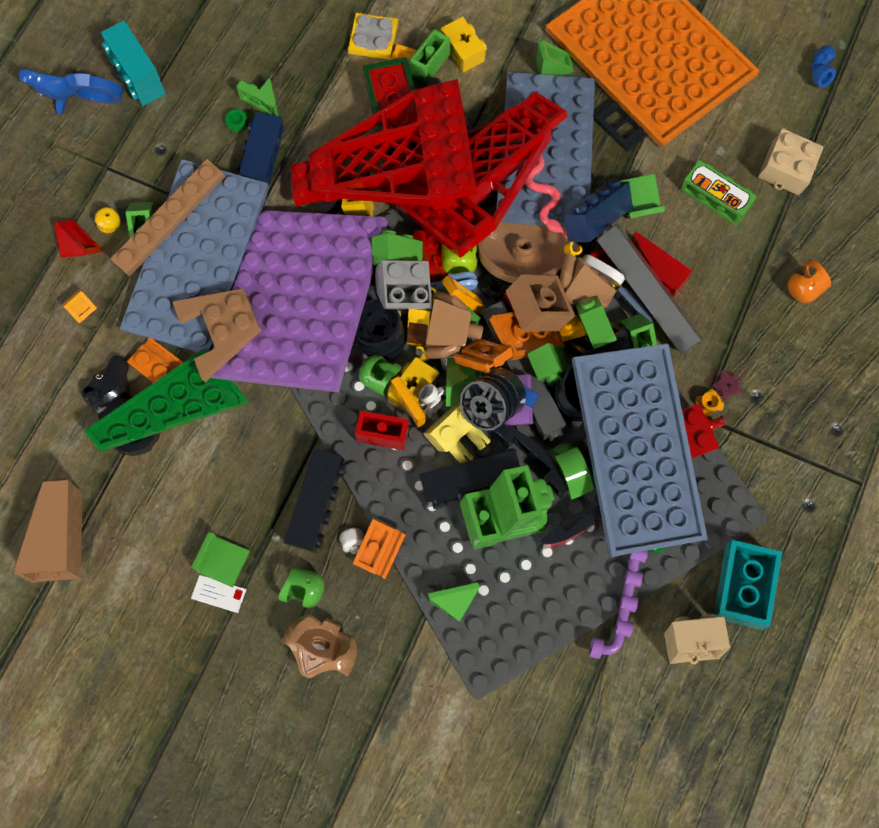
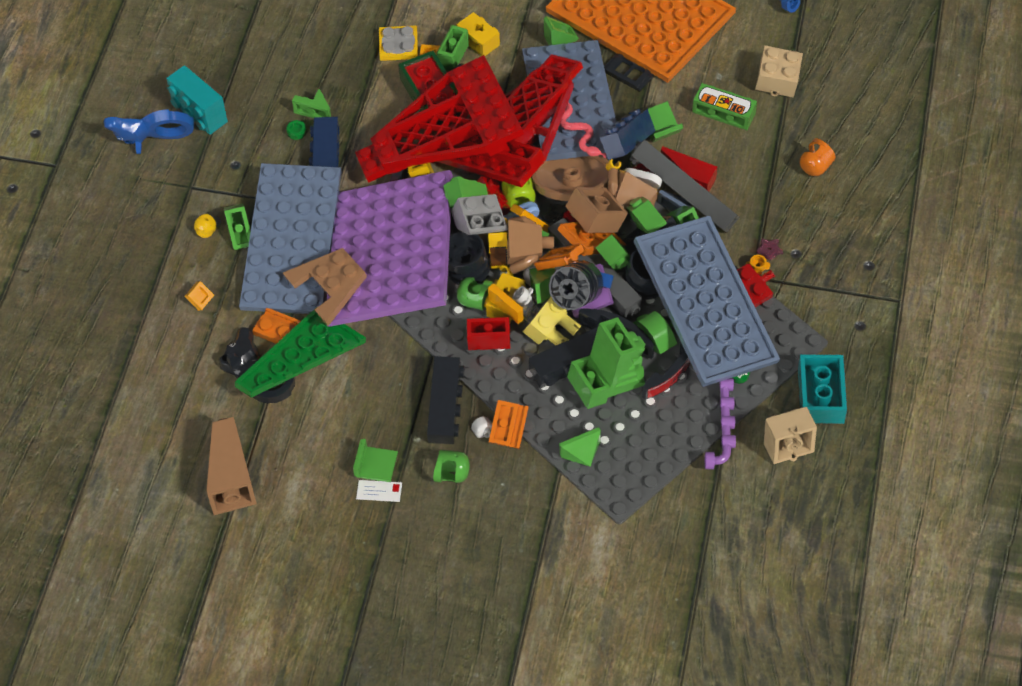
camera: 10 degrees left, 15 degrees down
(74, 240) = (179, 248): red slope -> none
(168, 217) = (261, 209): medium nougat plate -> none
(320, 646) = (478, 504): medium nougat piece -> none
(572, 329) = (628, 228): light orange plate -> none

